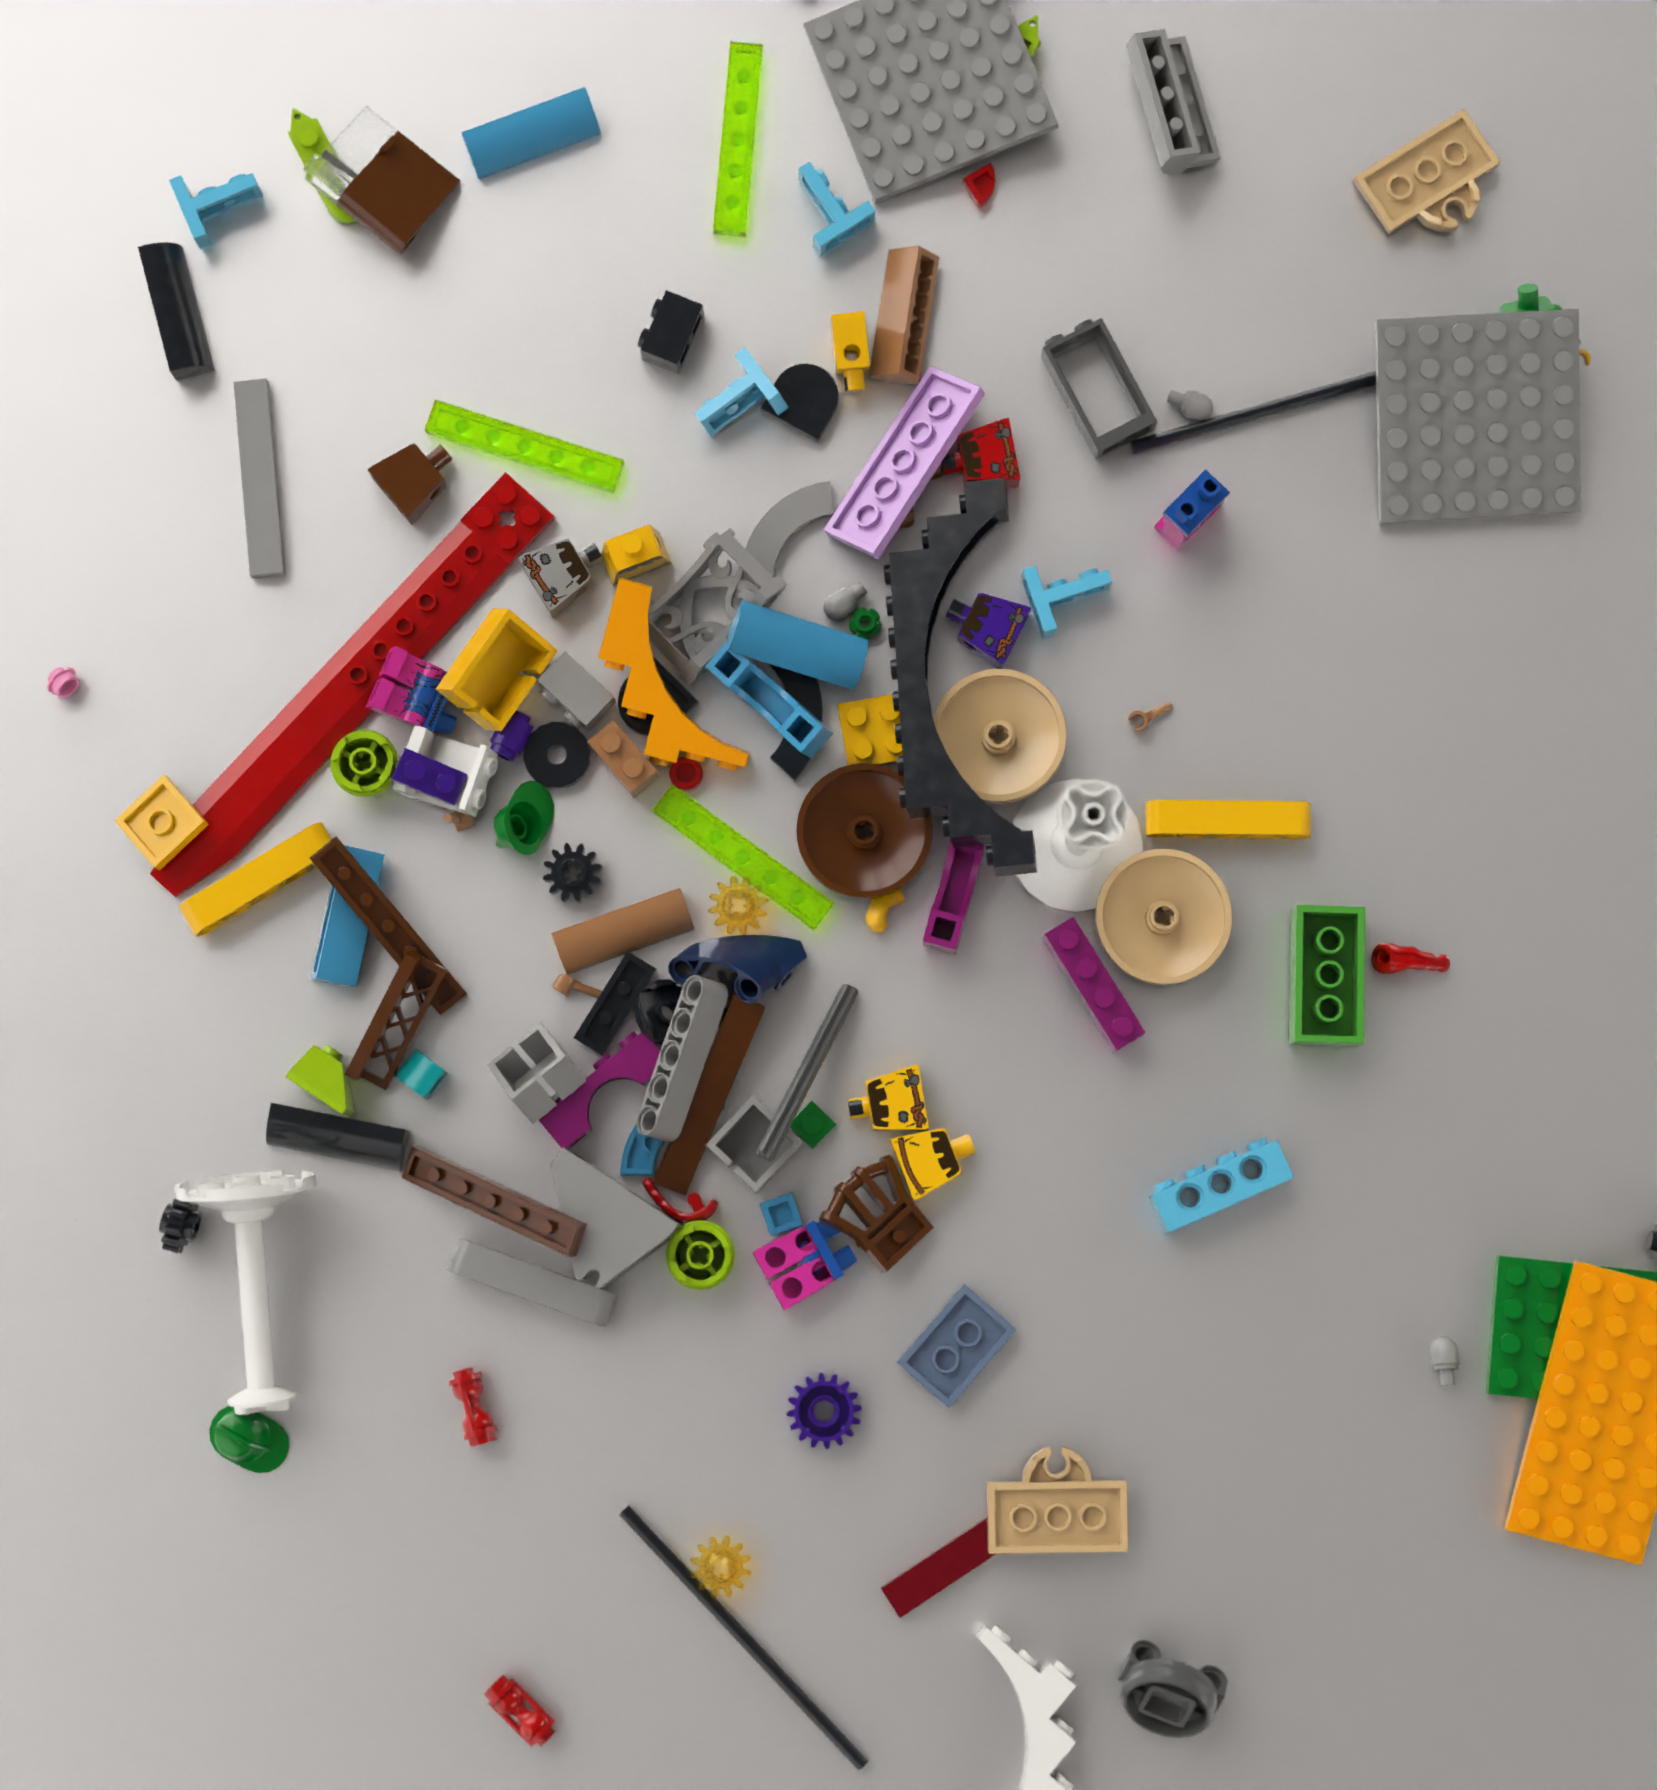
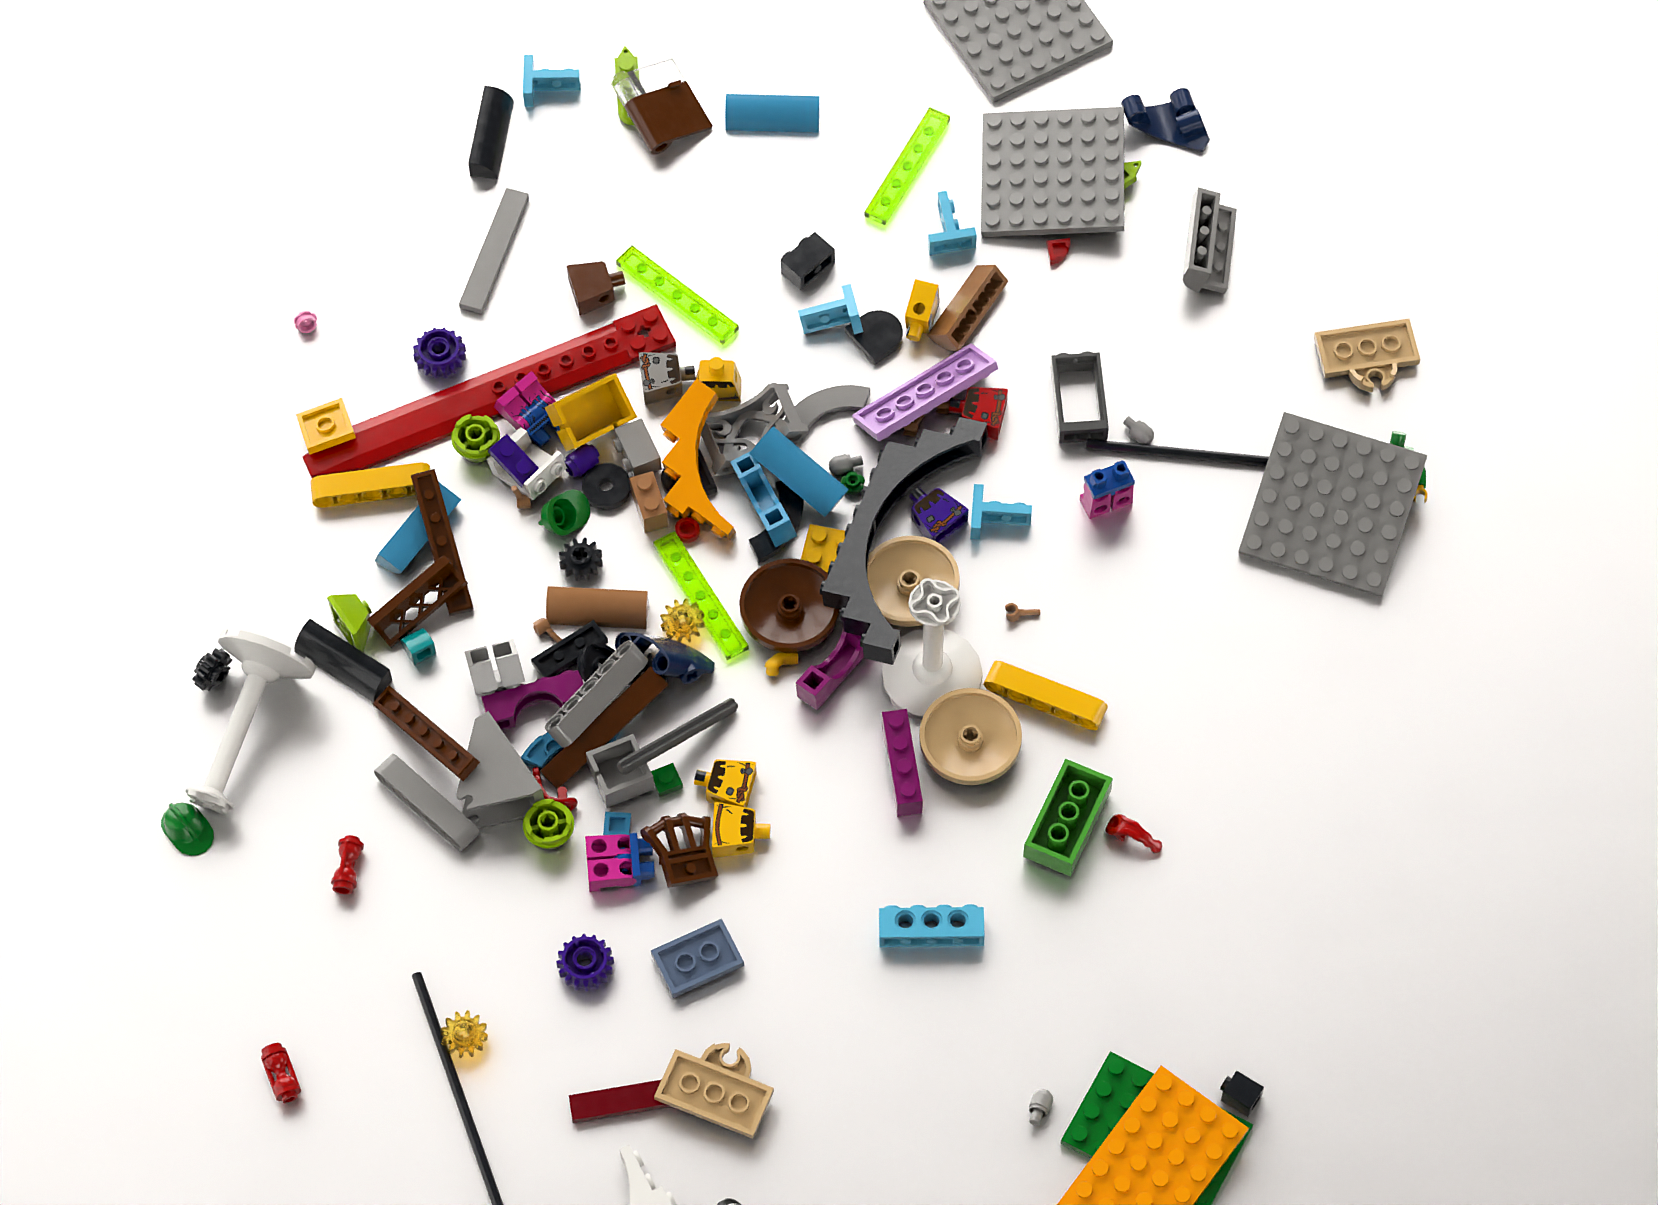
camera: 25 degrees right, 20 degrees down
(250, 640) = (439, 341): none -> dark purple gear

